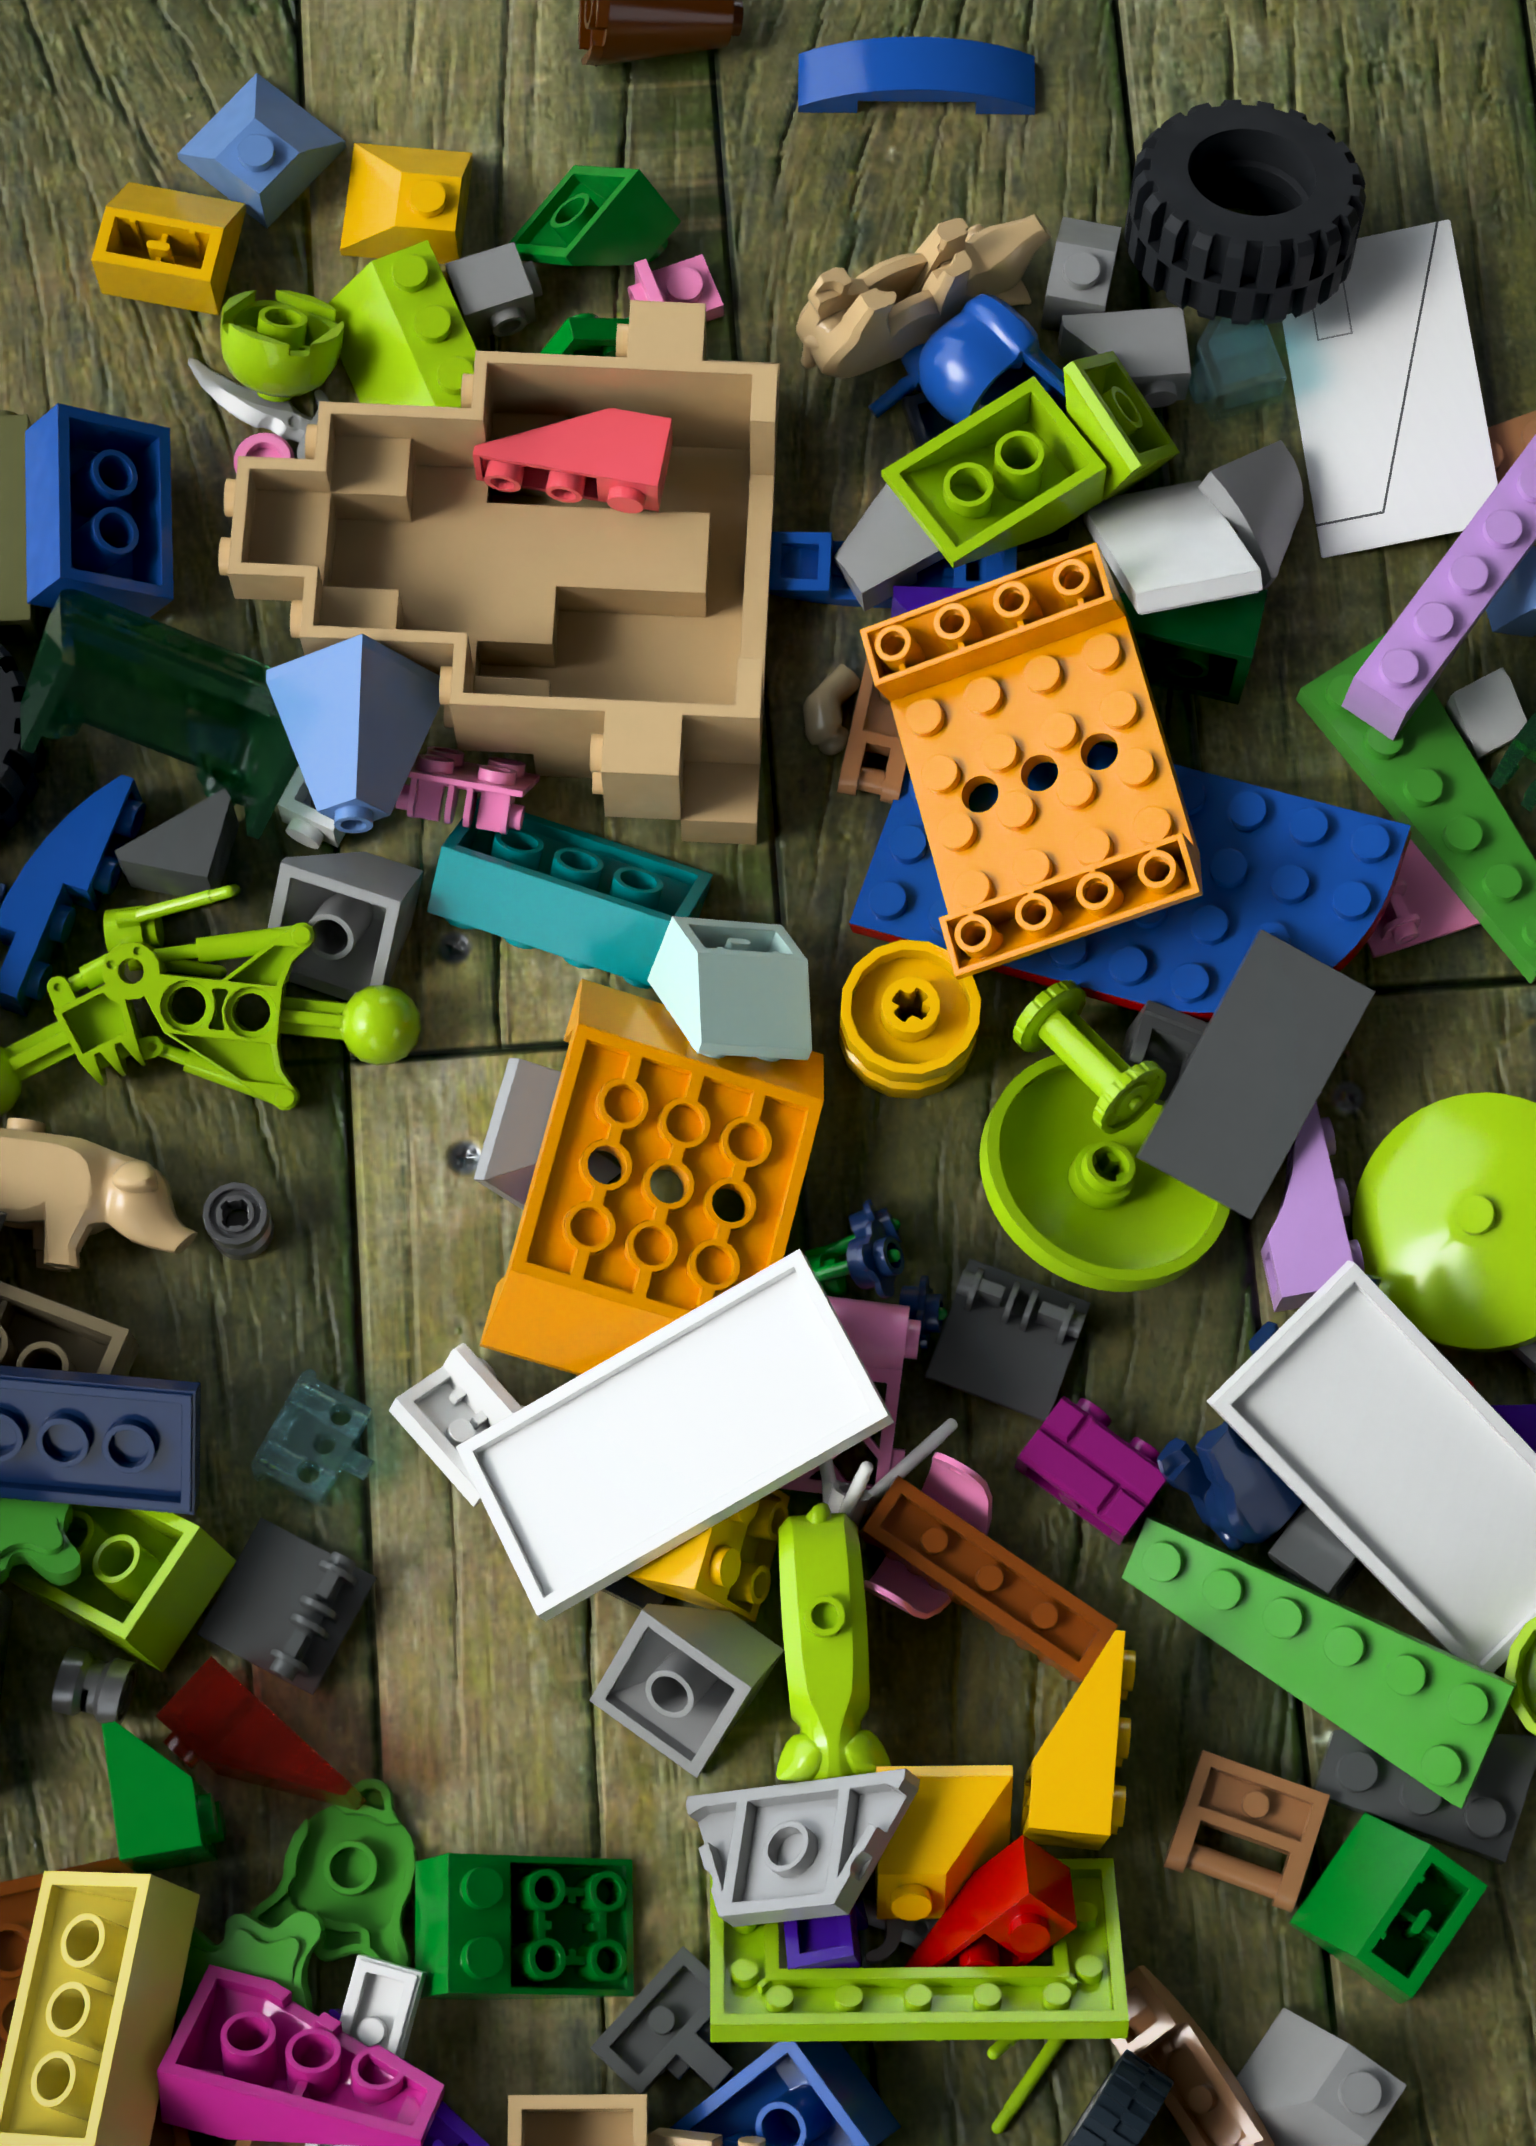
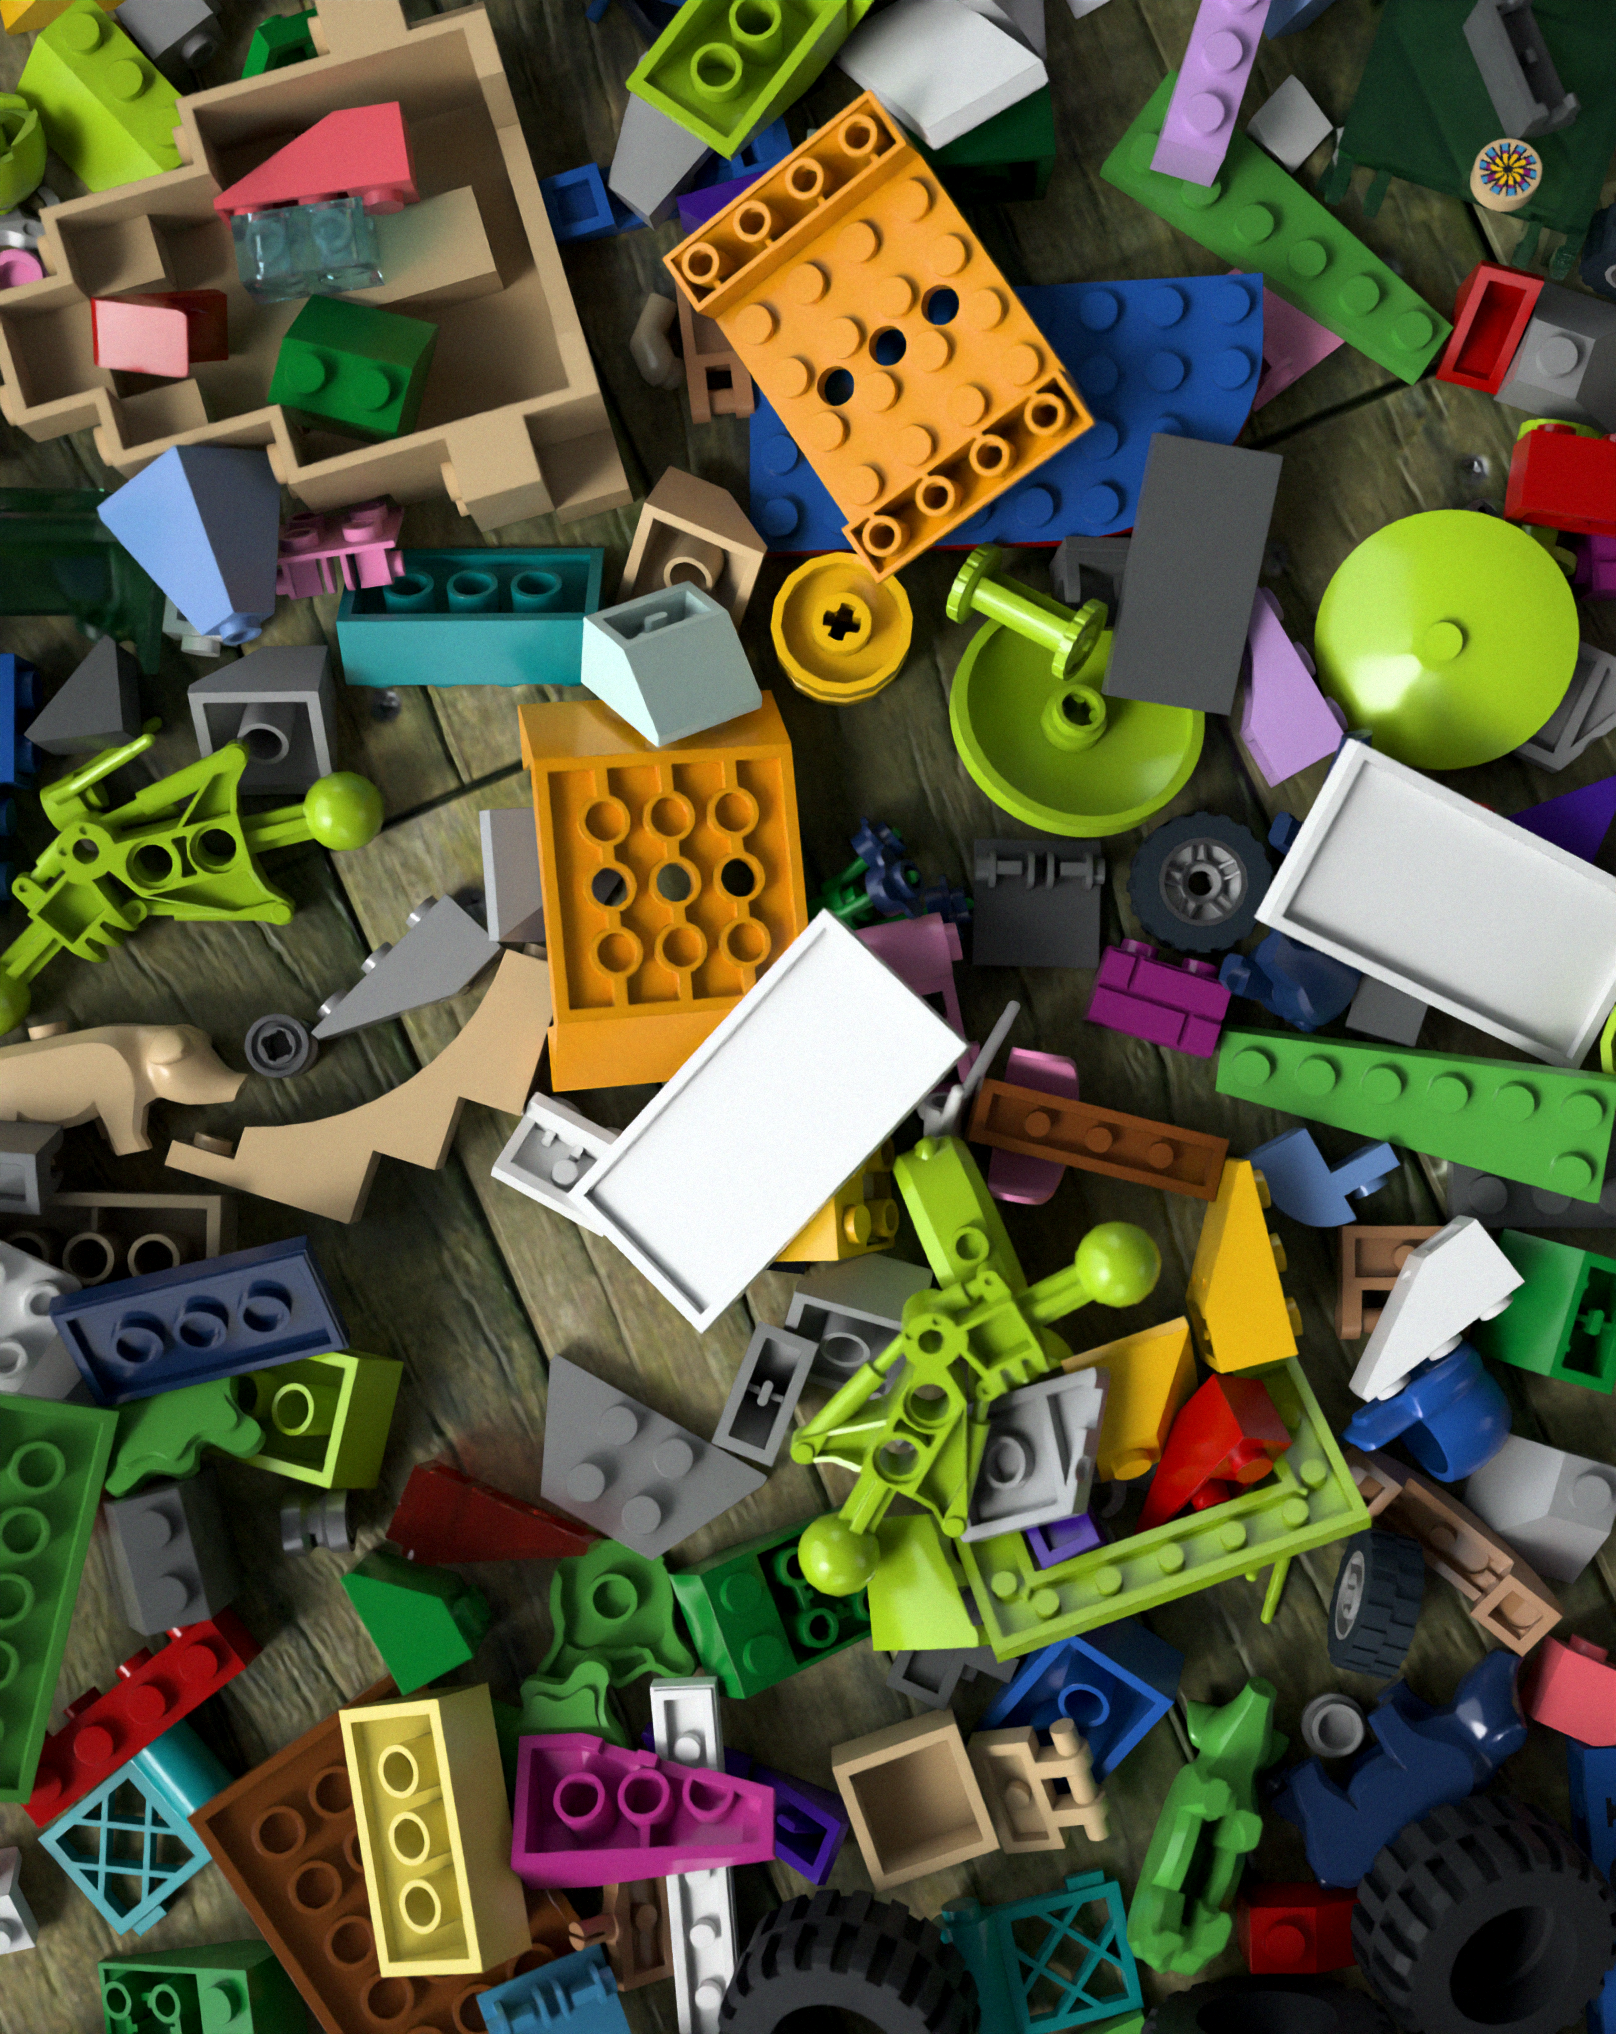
camera: 15 degrees left, 15 degrees up
(245, 1342) = (333, 1160): none -> tan arch
(287, 1606) = (465, 1384): dark grey hinge -> none
(297, 1430) = (413, 1226): clear light blue piece -> none
(383, 540) = (160, 331): none -> slope
(399, 1197) = (430, 965): none -> light grey slope
(419, 1742) = (631, 1466): none -> light grey wing
(541, 518) = (307, 250): none -> clear light blue brick
(543, 632) = (353, 370): none -> green slope
(578, 1707) = (765, 1393): none -> light grey slope
(656, 1951) = (919, 1589): none -> lime slope
(804, 887) = (696, 536): none -> tan slope
(824, 1706) = (997, 1335): none -> lime piece
(1168, 1336) = (1235, 875): none -> black wheel
(1179, 1707) = (1310, 1190): none -> medium blue brick
(1241, 1966) = (1446, 1416): none -> blue piece
(1280, 1837) = (1436, 1296): none -> white slope

